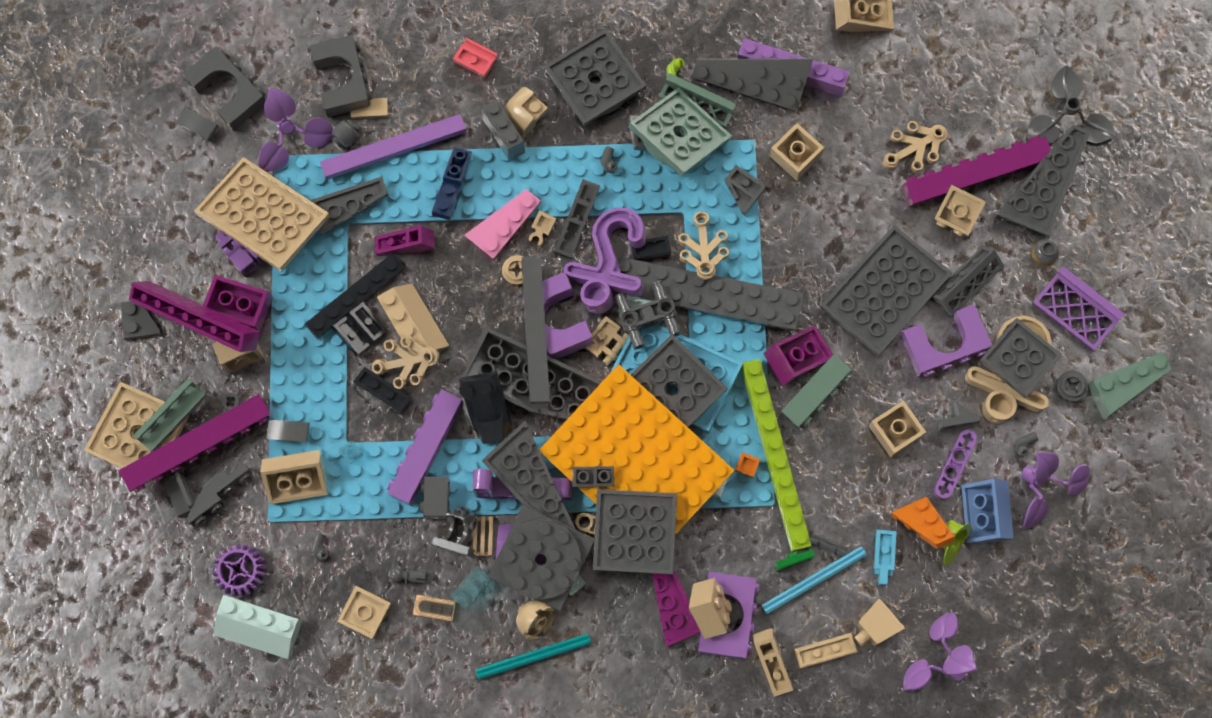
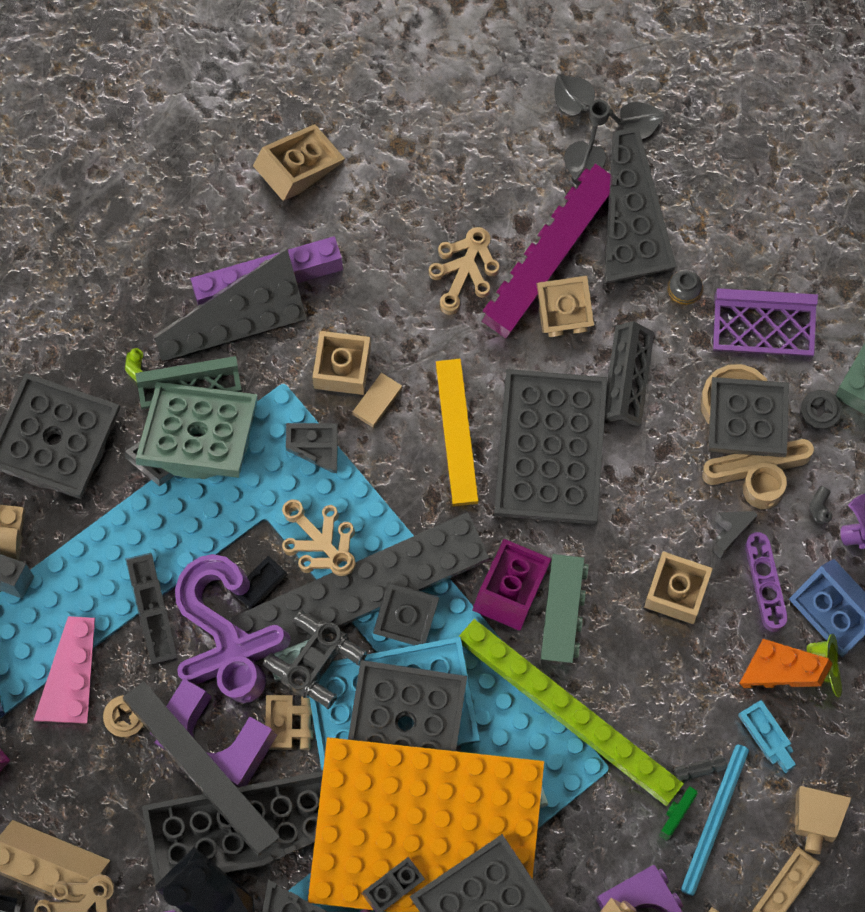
camera: 40 degrees left, 5 degrees down
(542, 224) = (115, 644): tan plate -> none
(606, 160) = (137, 521): dark grey arm -> none
(720, 327) = (405, 614): none -> dark grey plate
(747, 465) = (549, 745): orange plate -> none
(802, 189) = (377, 400): none -> tan tile
(835, 242) = (456, 432): none -> yellow tile
(928, 360) = (652, 489): medium lavender arch -> none

